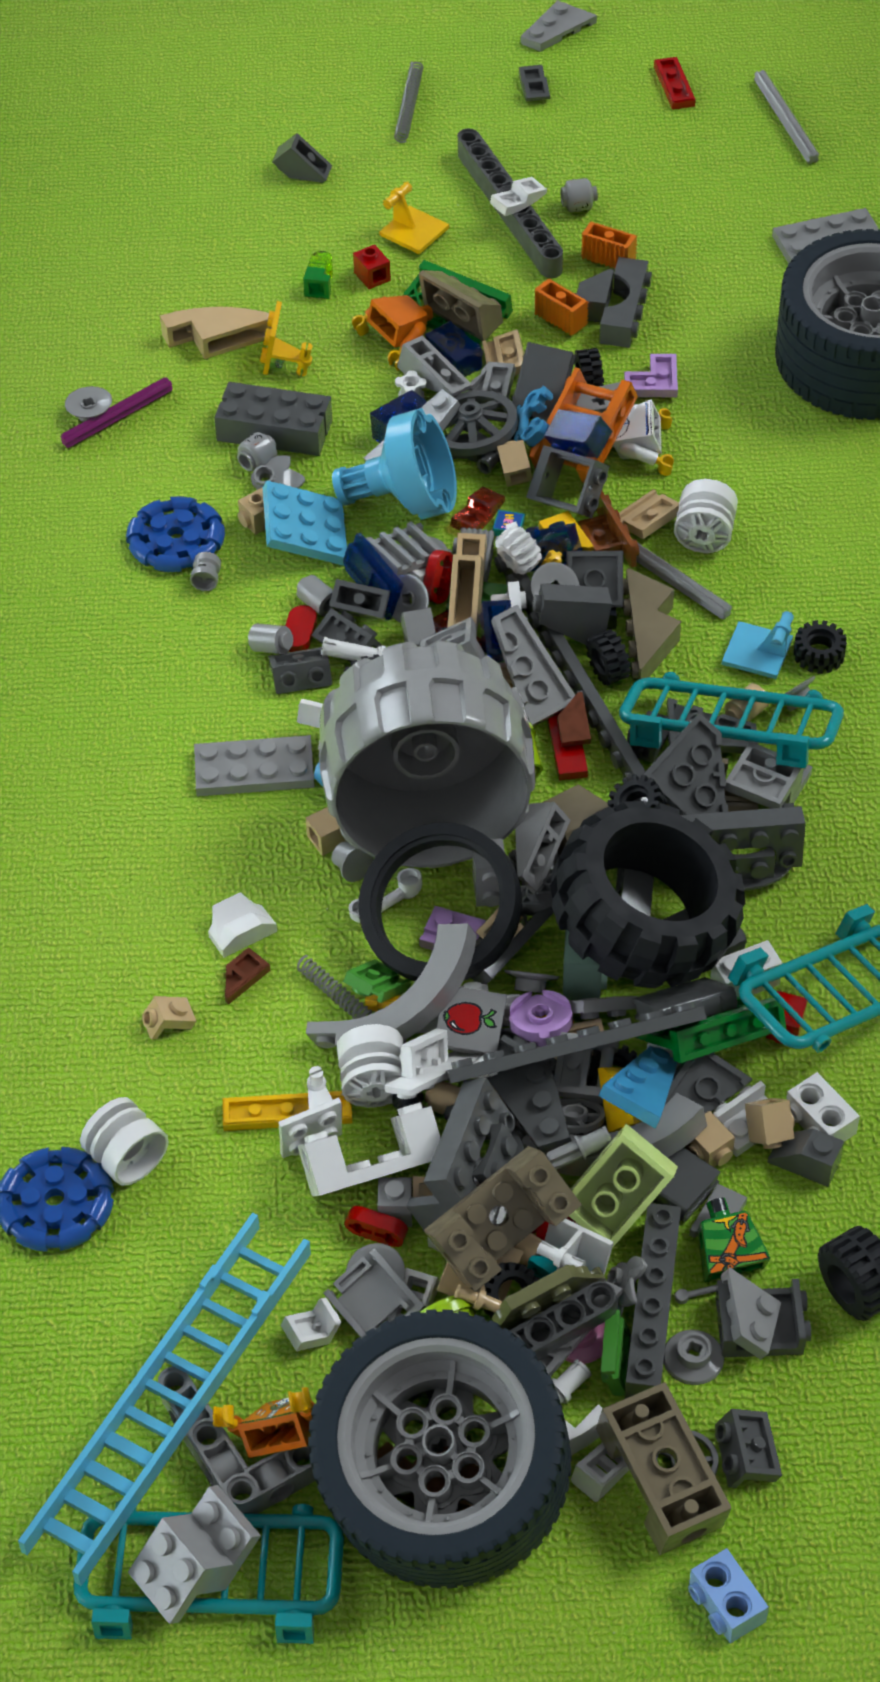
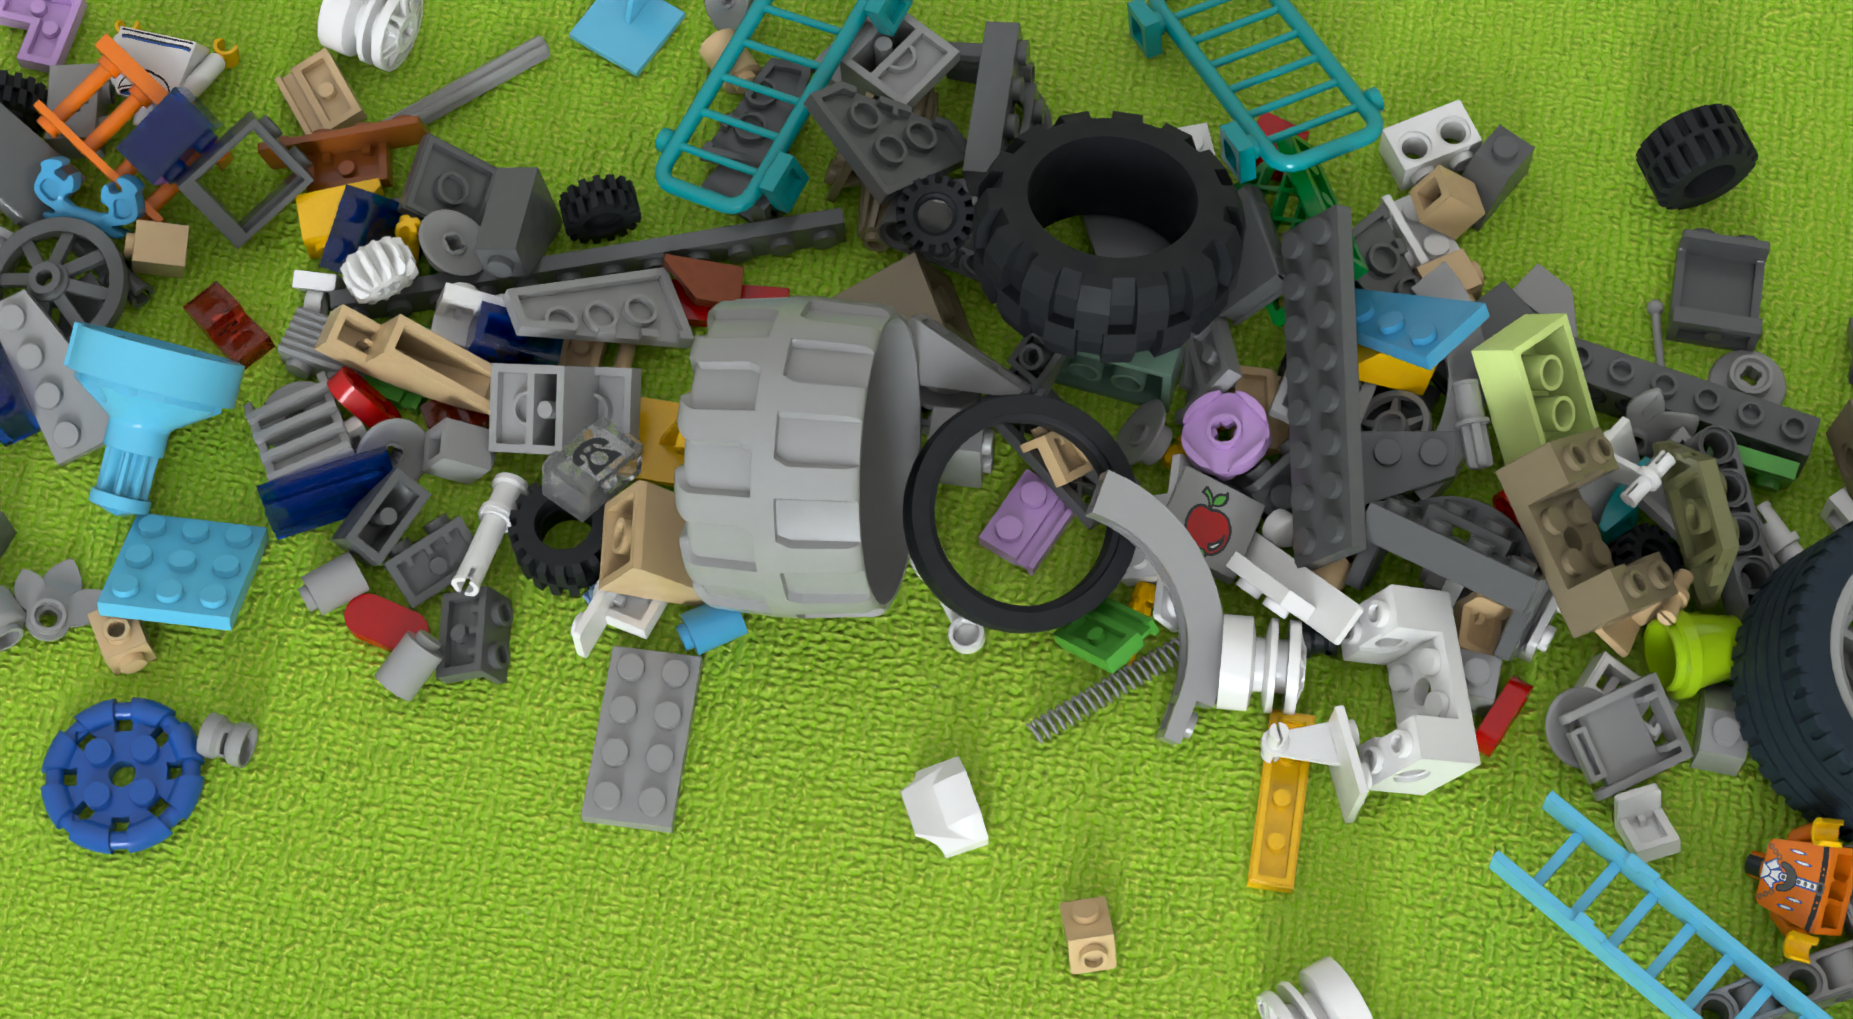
camera: 75 degrees left, 15 degrees up
(243, 973) = (1030, 820): copper tile -> none
(323, 831) = (804, 651): tan brick -> none
(351, 861) = (870, 634): light grey piece -> none
(505, 517) = (269, 290): tile -> none
(649, 624) = (558, 144): dark tan slope -> none
(729, 1242) = (1612, 298): torso -> none
(751, 1314) = (1727, 294): light grey wing -> none

